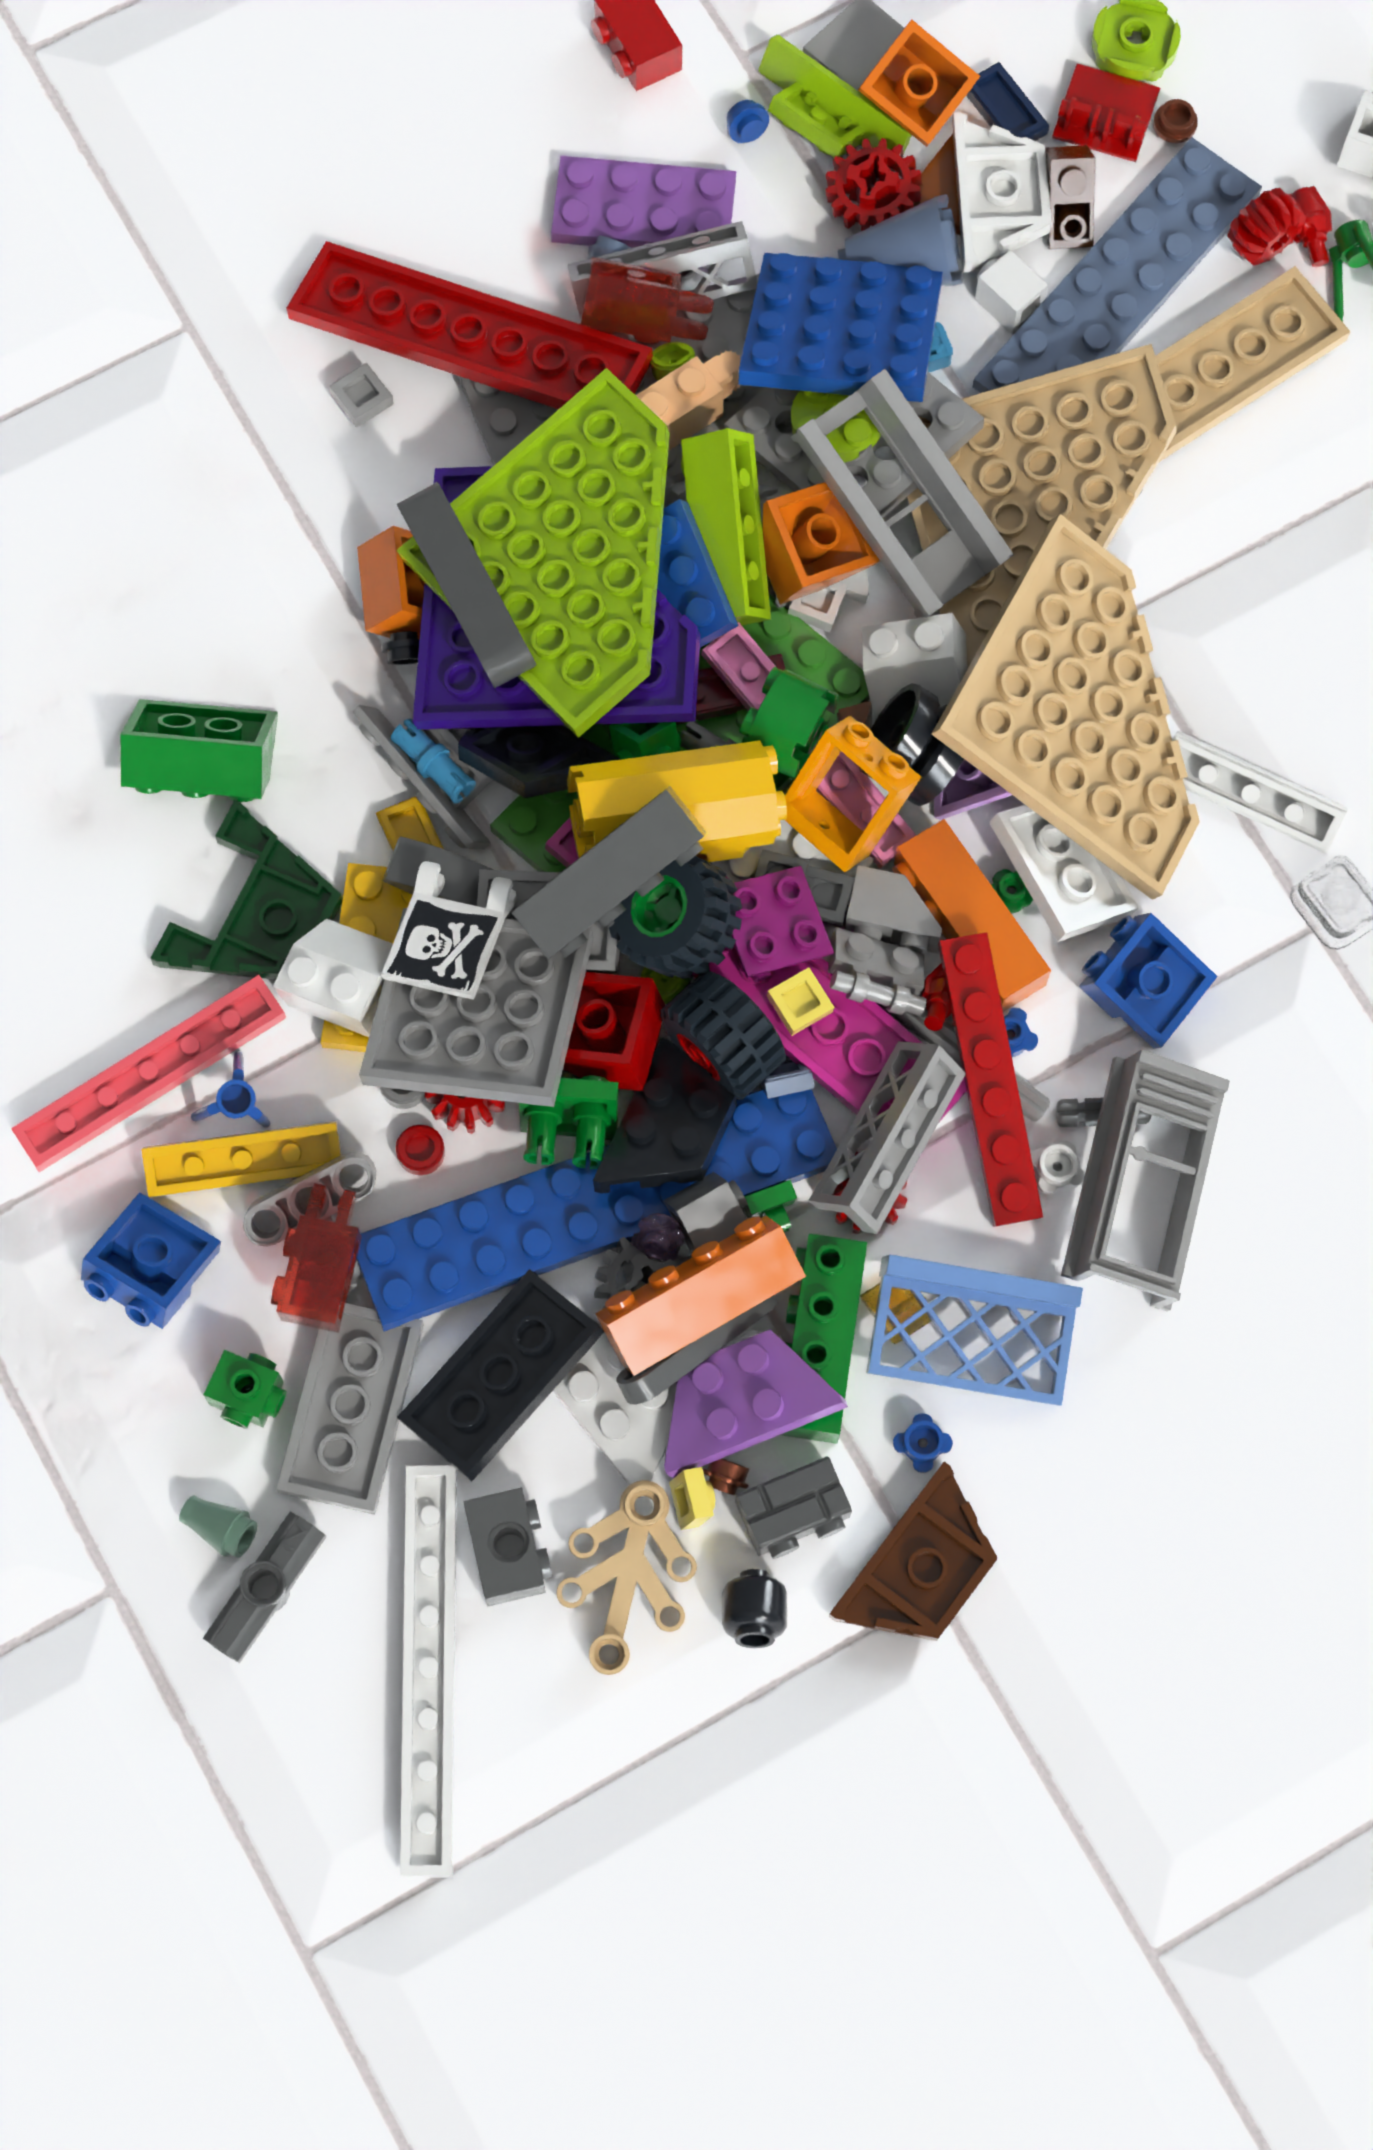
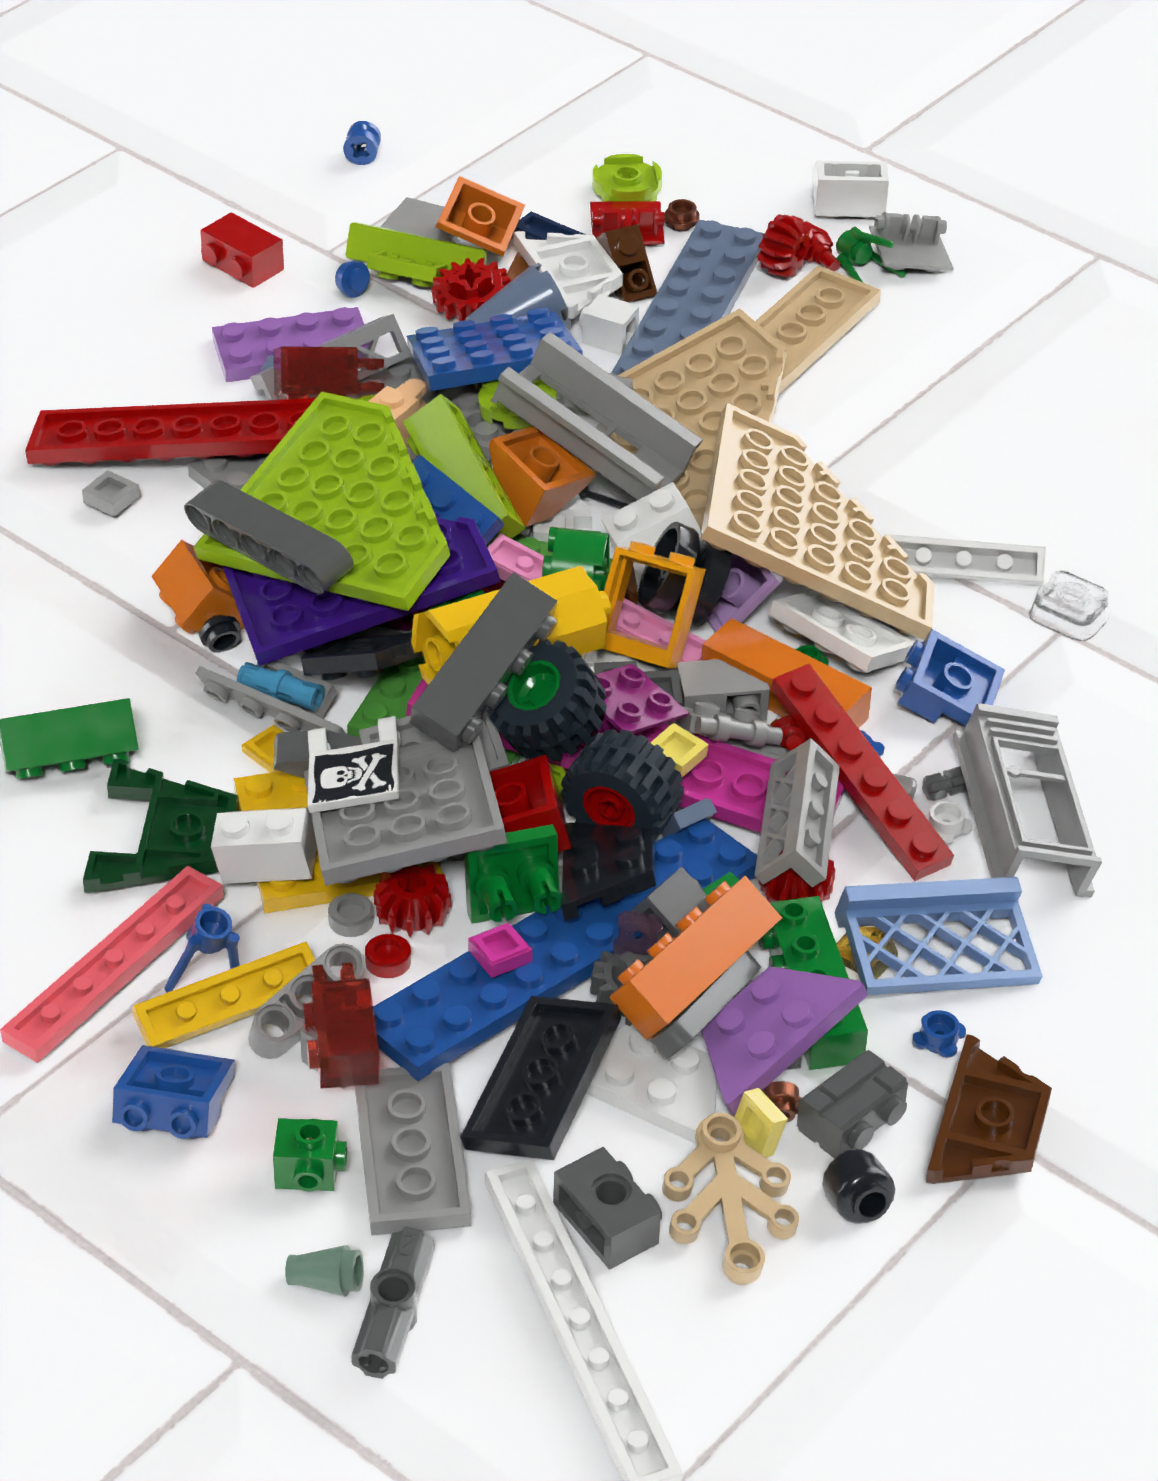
camera: 20 degrees left, 30 degrees down
(516, 1207) = (500, 950): none -> dark pink tile

